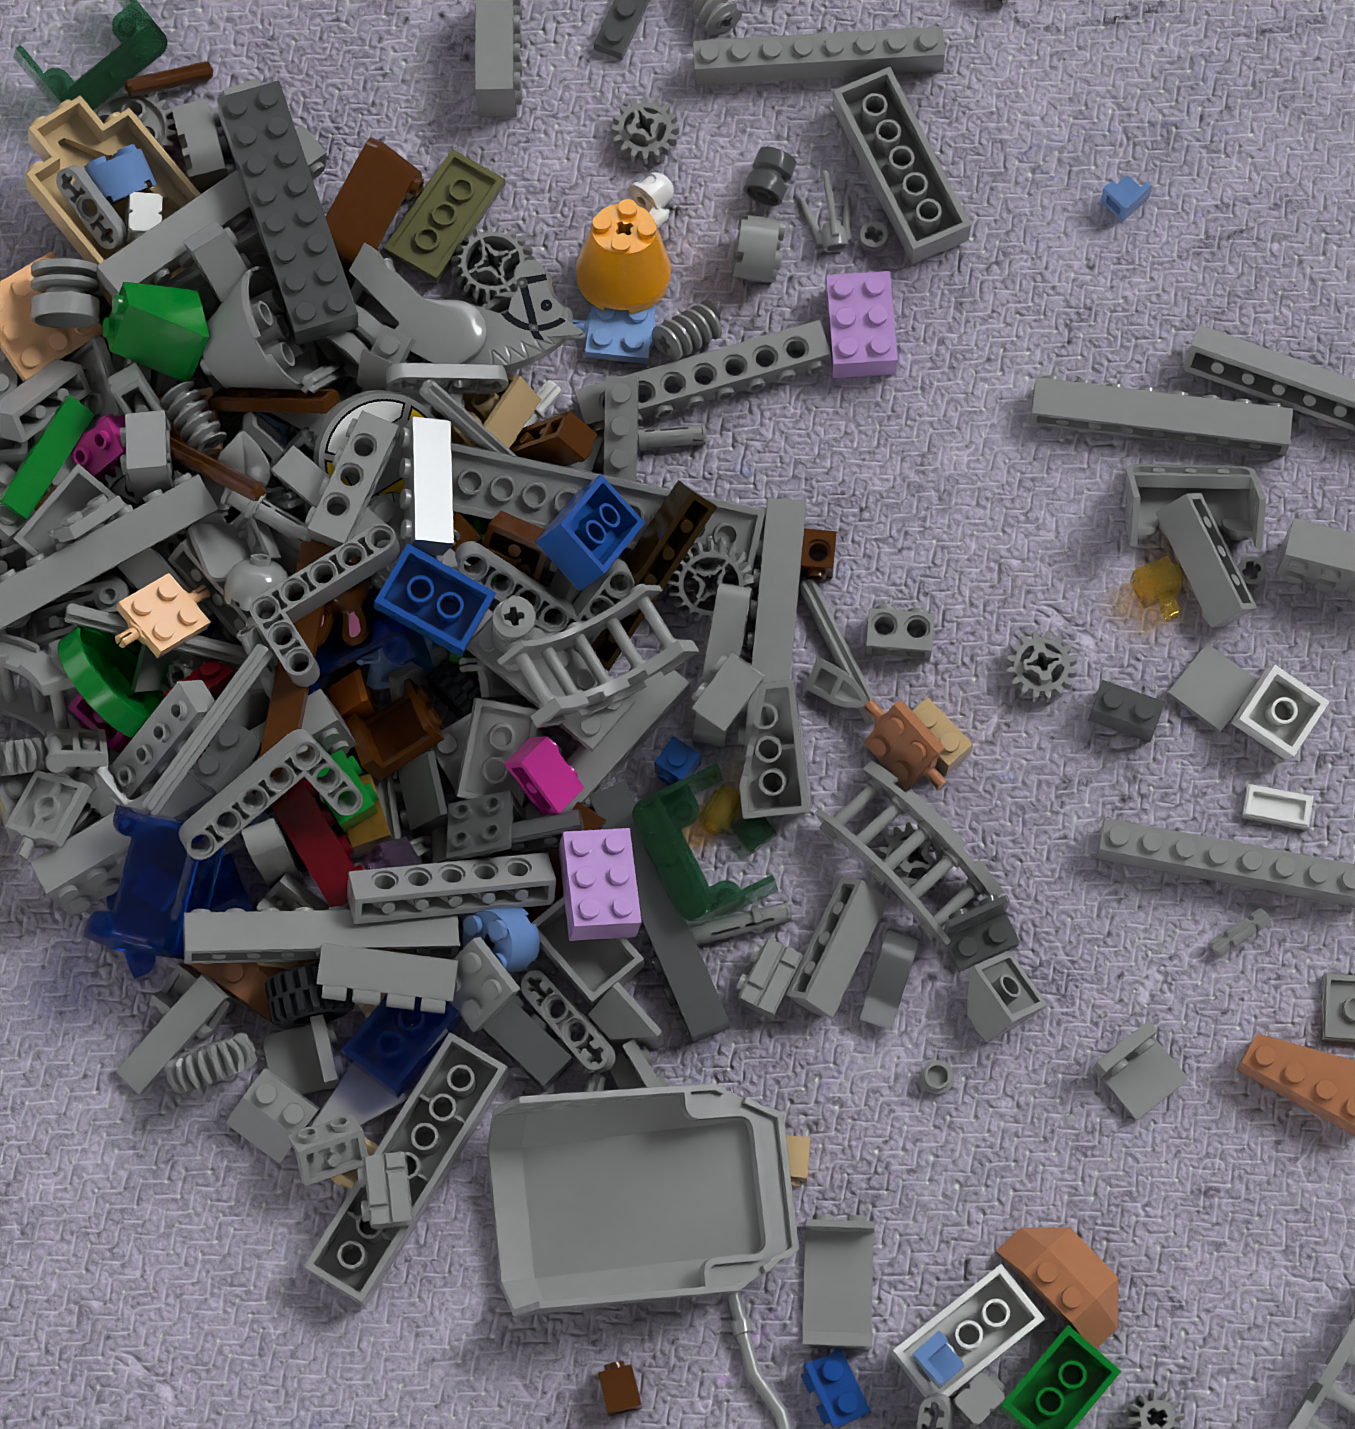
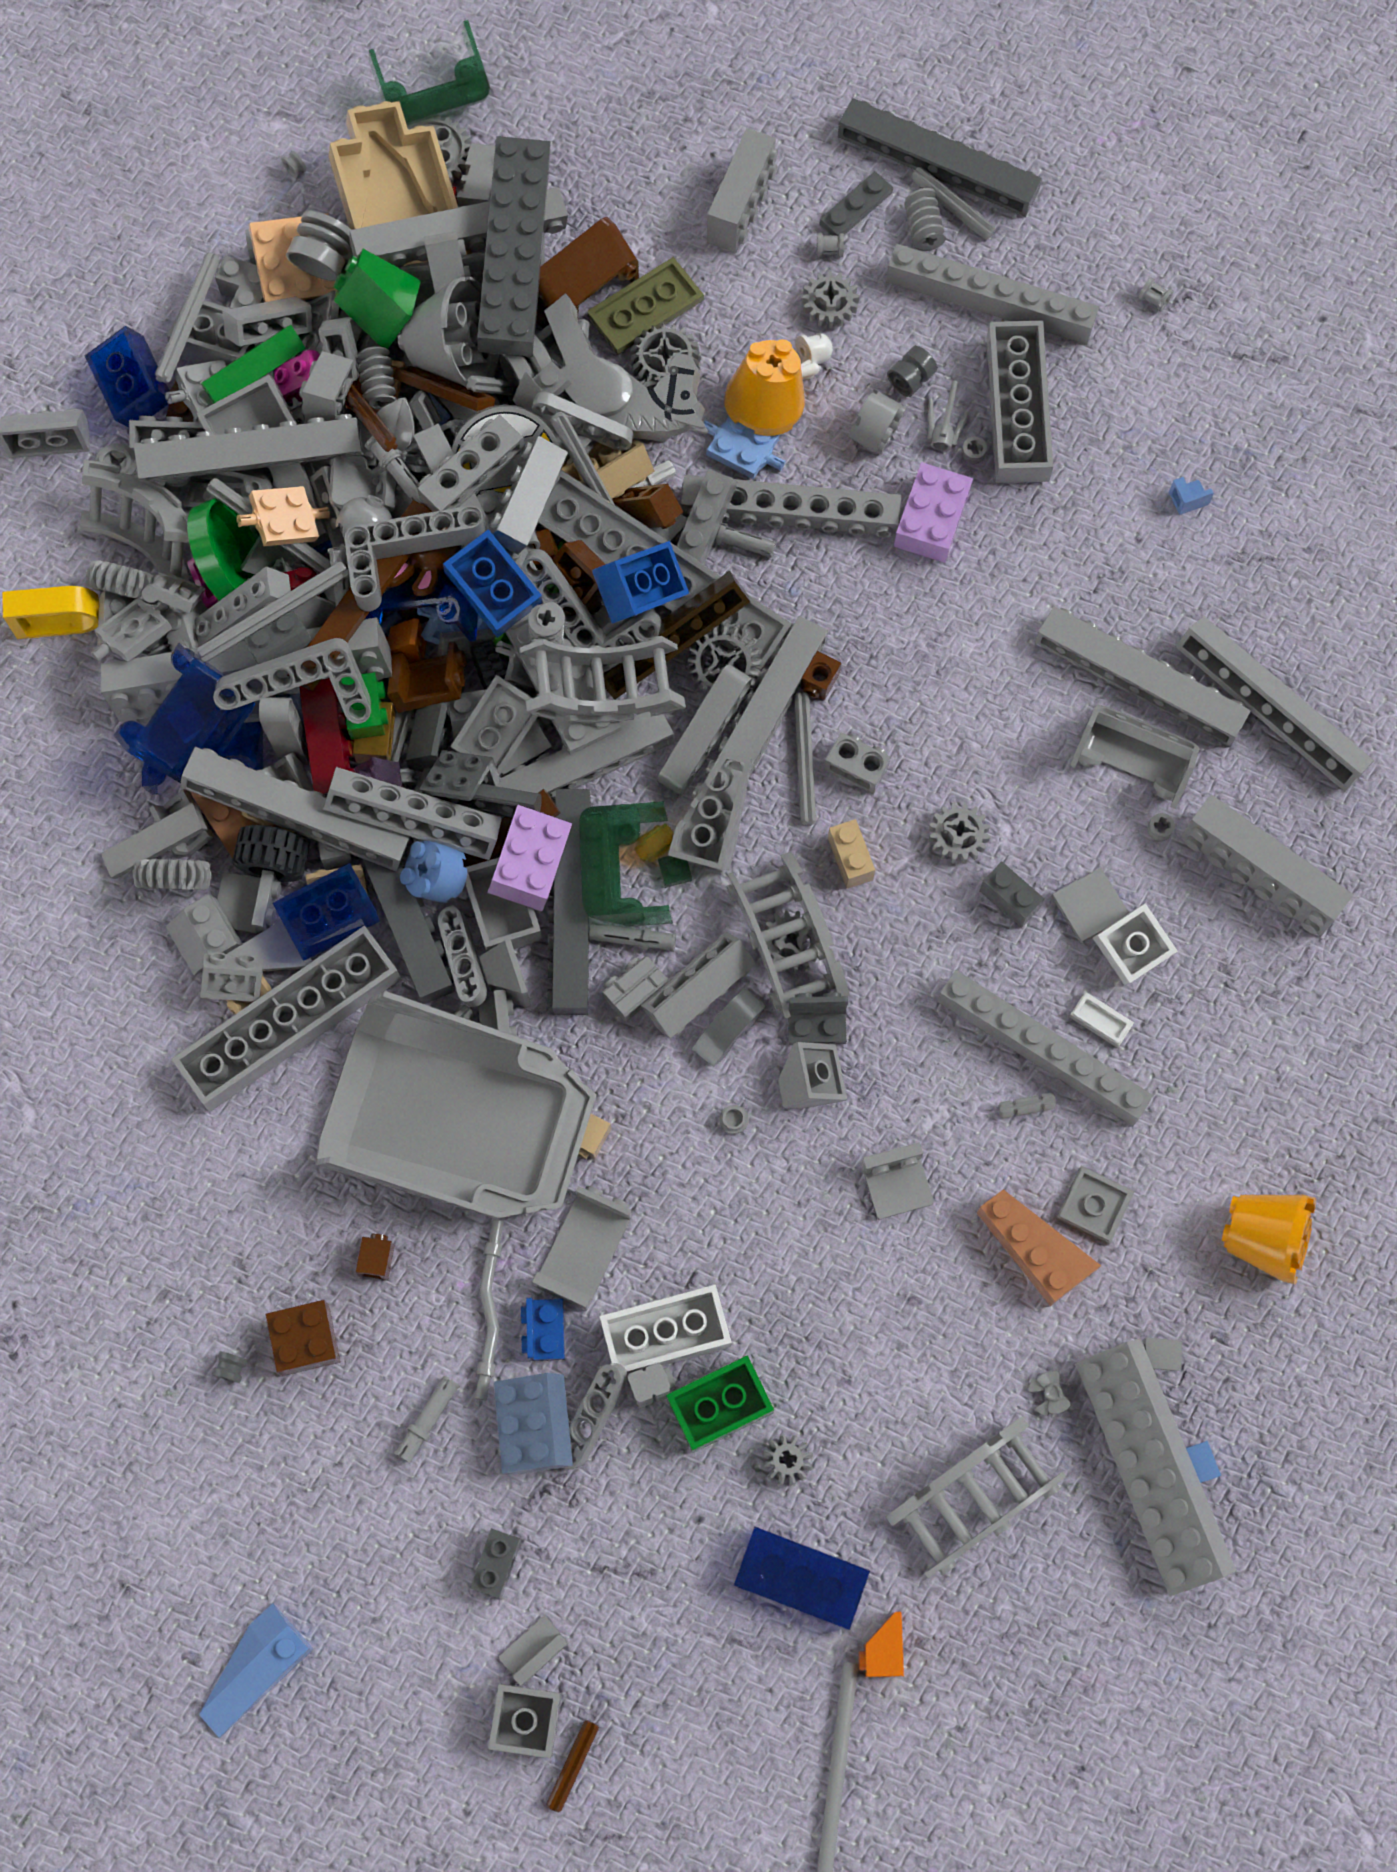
camera: 20 degrees right, 0 degrees up
(79, 205) = (365, 169): light grey beam -> none
(82, 521) = (246, 418): light grey plate -> none
(122, 174) = (401, 173): medium blue brick -> none
(142, 214) = (407, 205): white brick -> none
(168, 79) = (479, 122): reddish brown axle -> none
(387, 1190) = (259, 1026): light grey brick -> none
(388, 972) = (338, 861): light grey windscreen -> none
(481, 985) = (400, 896): light grey plate -> none
(544, 775) = (524, 756): dark pink brick -> none
(618, 68) = (830, 245): none -> light grey bush
(676, 762) = (636, 789): blue brick -> none
(688, 330) = (794, 463): light grey piece -> none
(728, 691) = (695, 749): light grey brick -> none
(835, 685) = (788, 782): light grey plate -> none
(904, 745) = (821, 849): nougat plate -> none
(938, 1360) = (630, 1338): medium blue panel -> none
(1066, 1278) = (766, 1321): nougat wedge -> none
(1158, 584) = (1081, 806): clear yellow brick -> none
(1205, 560) = (1127, 801): light grey brick -> none

